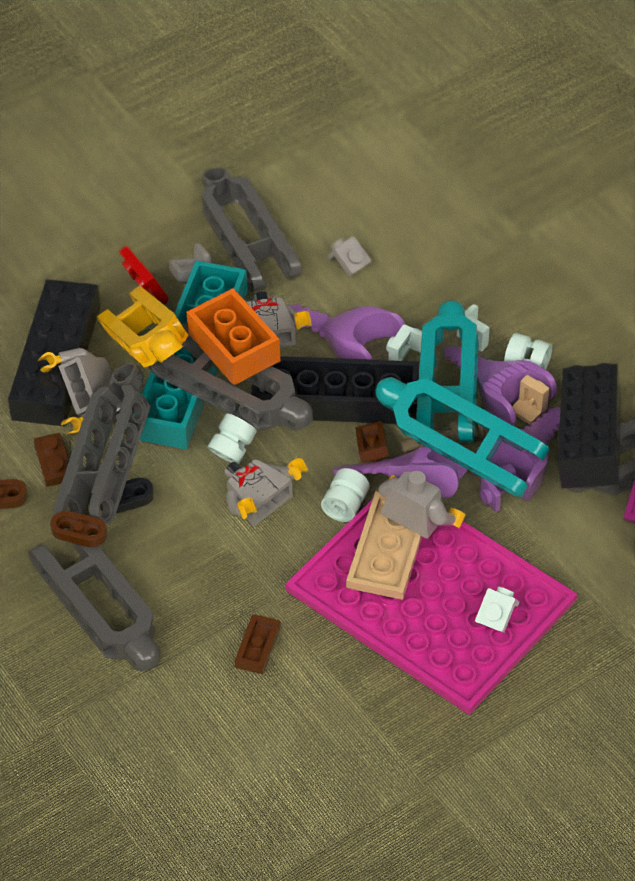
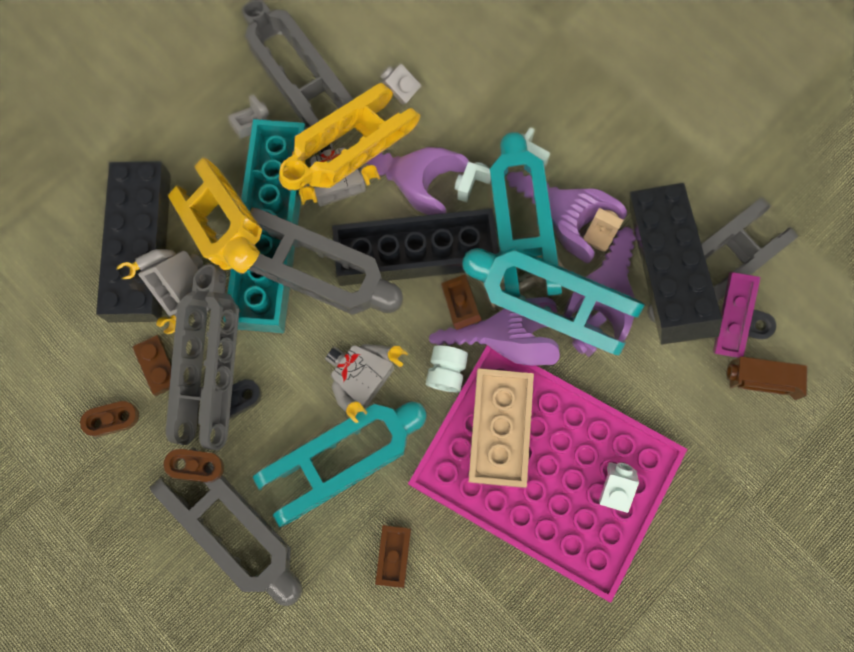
camera: 10 degrees left, 25 degrees up
(141, 275) = (207, 147): red plate -> none
(197, 579) = (400, 423): none -> teal piece
(231, 440) = (325, 326): light aqua wheel -> none
(233, 336) = (308, 227): orange brick -> none
(307, 272) = (356, 114): none -> yellow piece
(417, 504) = (521, 387): light grey torso -> none
(521, 346) = (582, 170): light aqua wheel -> none

